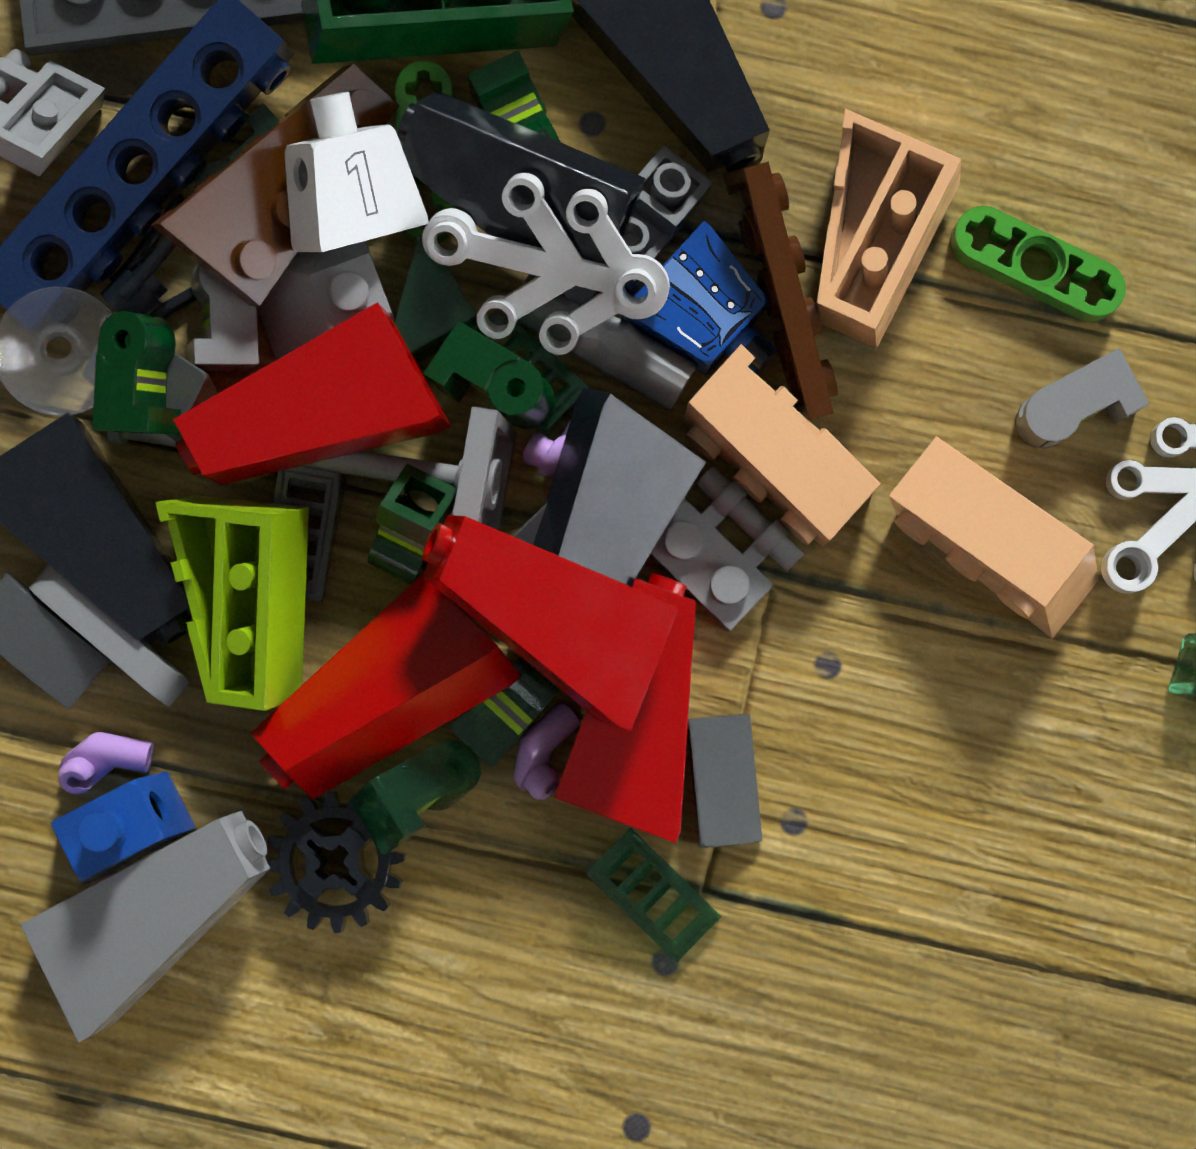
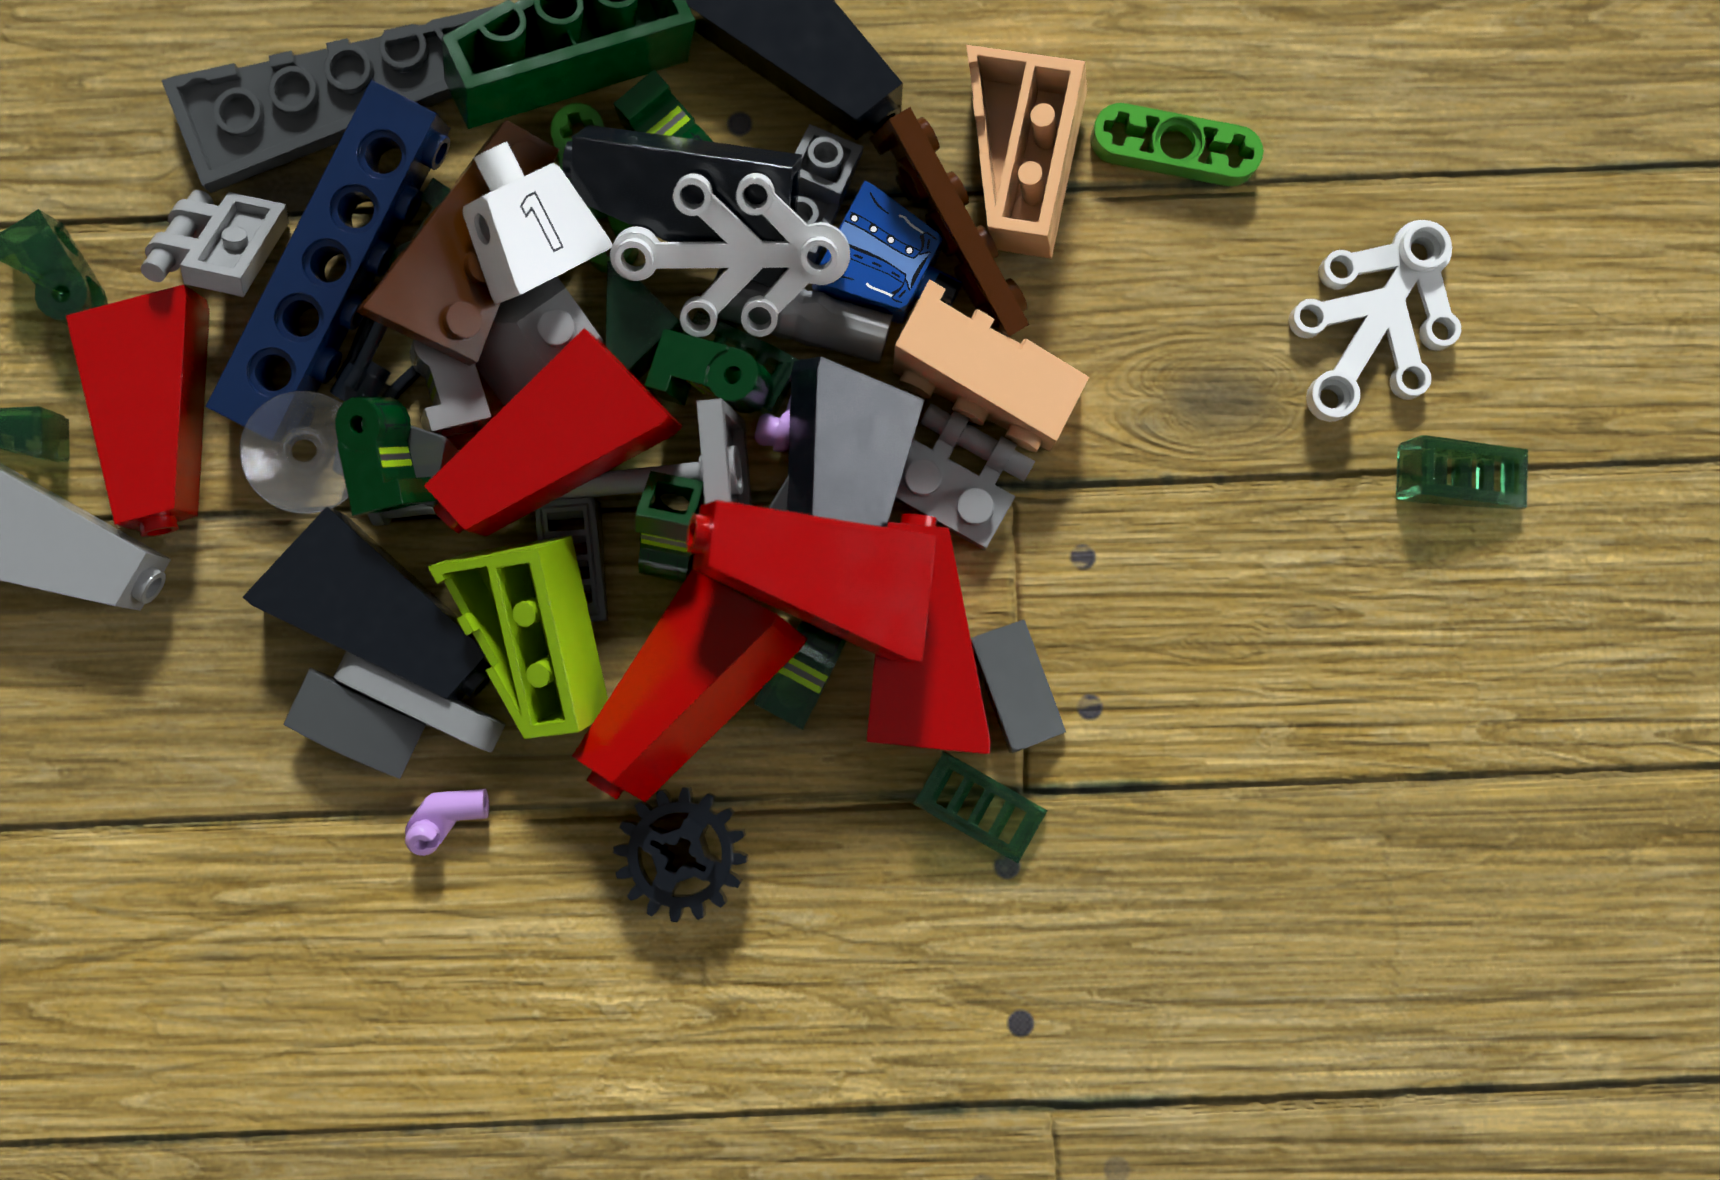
camera: 10 degrees left, 0 degrees up
(122, 826) = (475, 873): blue torso -> none
(133, 926) = (512, 960): light grey slope -> none
(429, 780) = (747, 757): clear green leg -> none
(535, 751) = (837, 703): lavender arm -> none
(995, 536) = (1206, 398): light nougat wedge -> none
(1061, 406) = (1235, 263): light grey leg -> none

